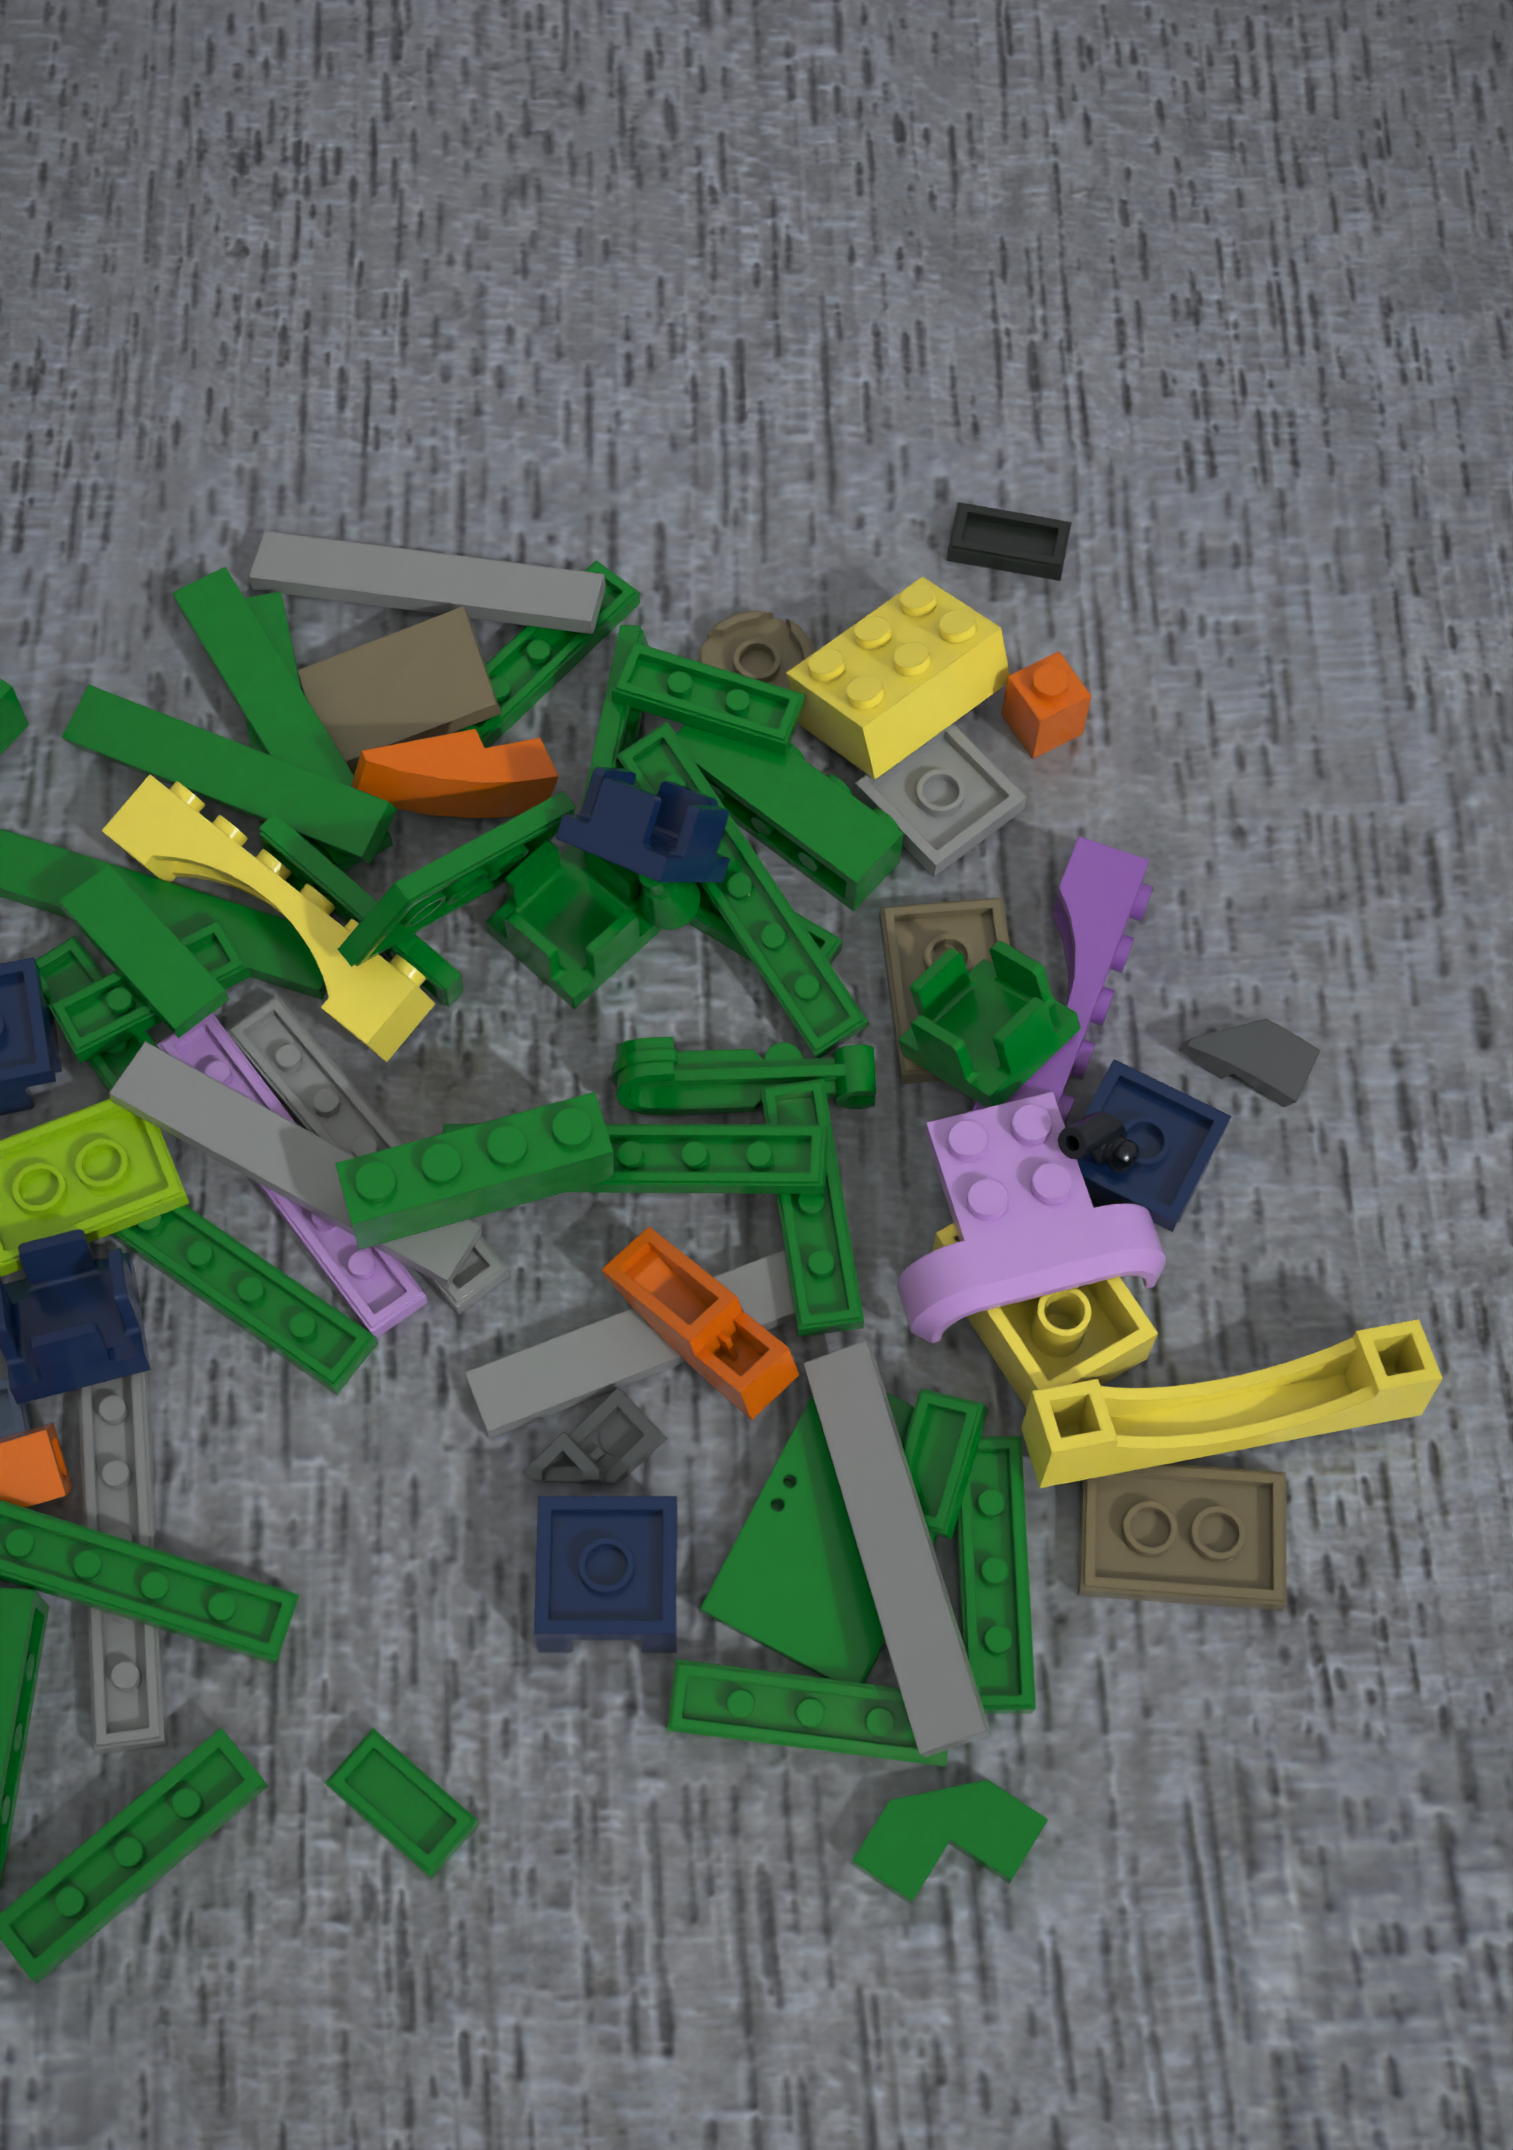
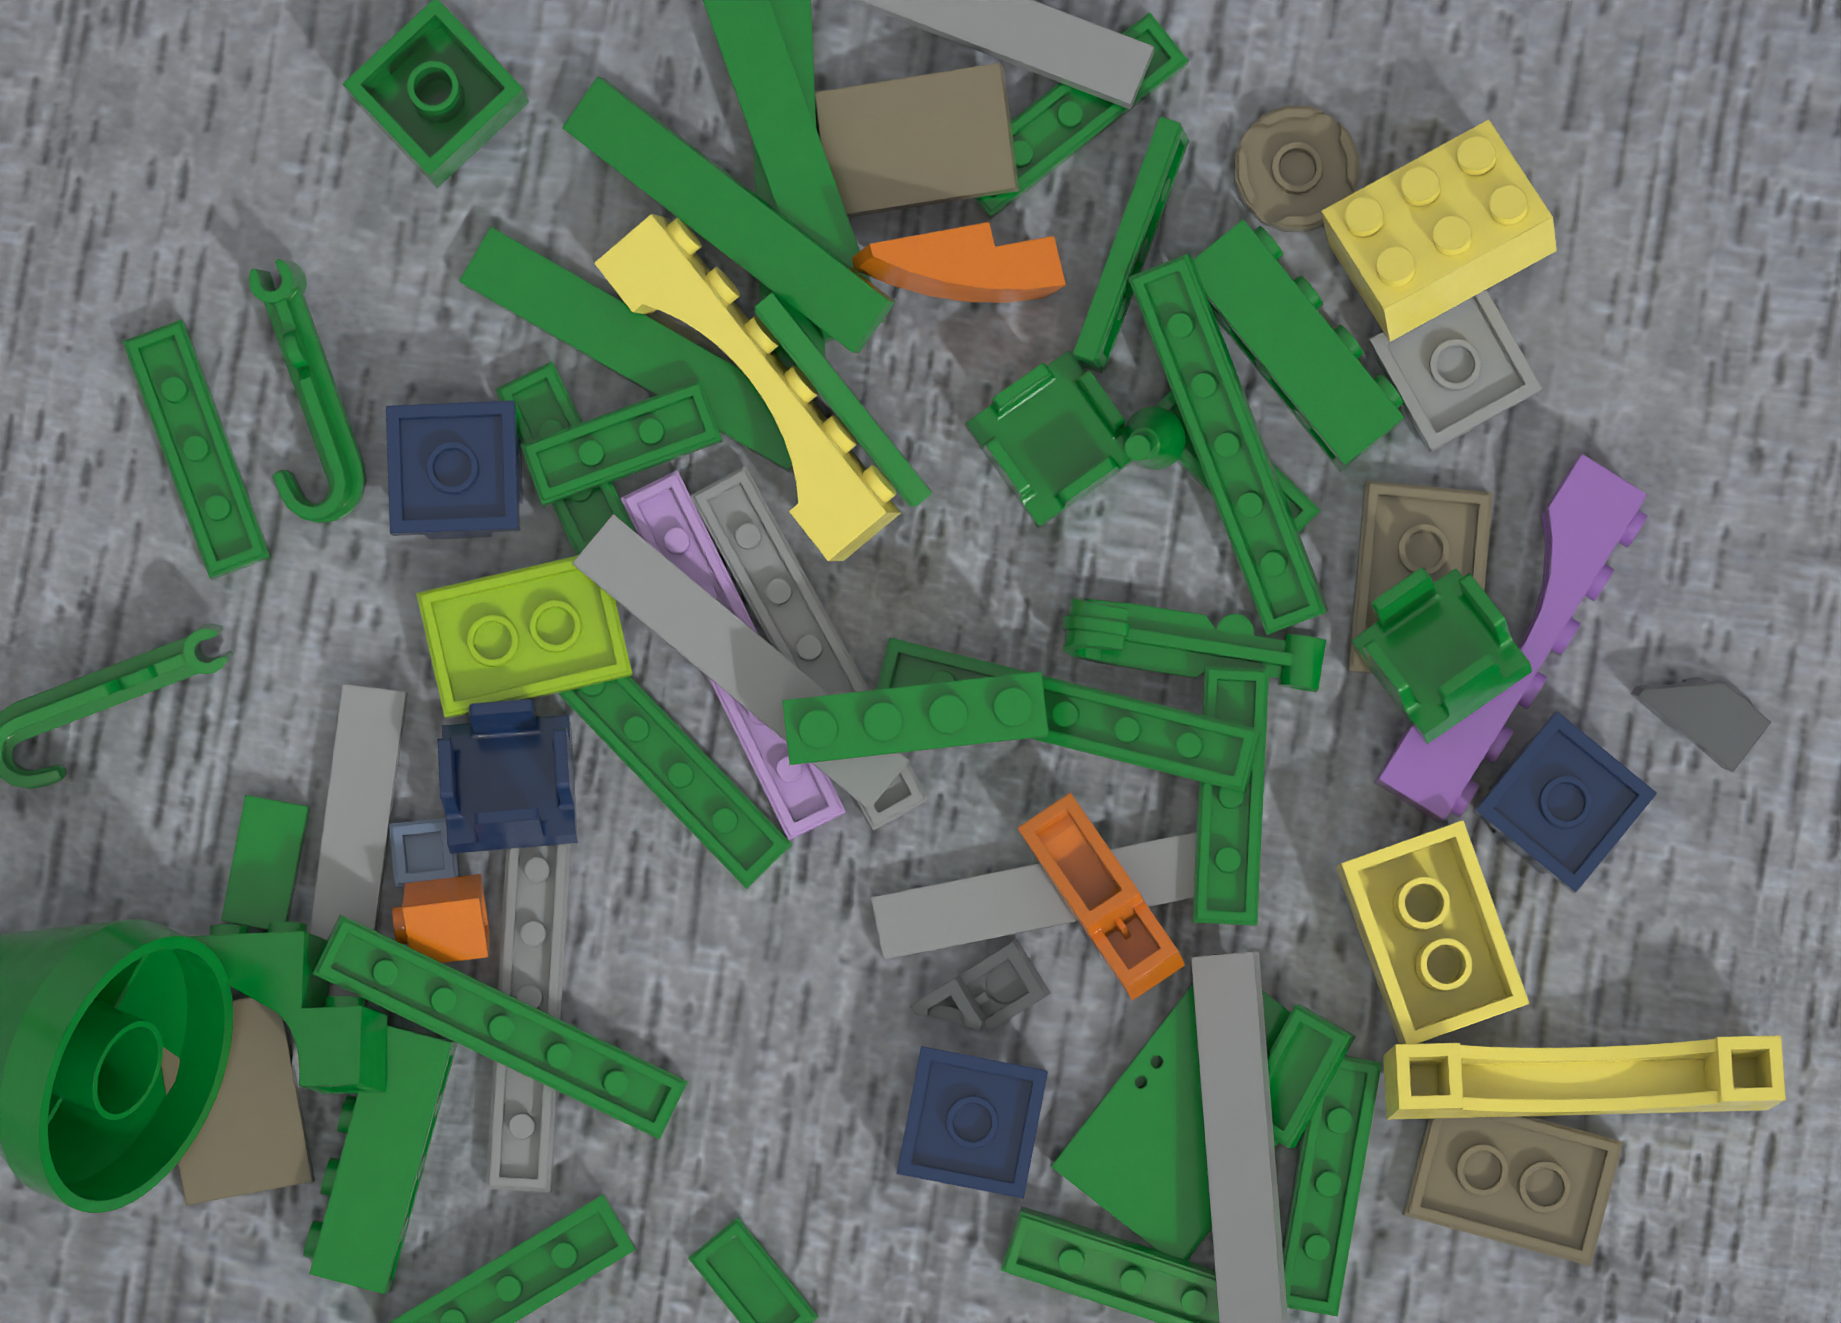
camera: 15 degrees right, 20 degrees up
(144, 950) = (621, 408): green tile -> none
(453, 880) = (946, 408): green tile -> none
(655, 835) = (1141, 403): dark blue panel -> none
(708, 698) = (1234, 228): green tile -> none
(1008, 541) = (1597, 64): pearl dark grey tile -> none
(1018, 1220) = (1425, 865): lavender piece -> none
(1045, 704) = (1587, 284): orange brick -> none
(1103, 1139) = (1518, 802): black arm -> none

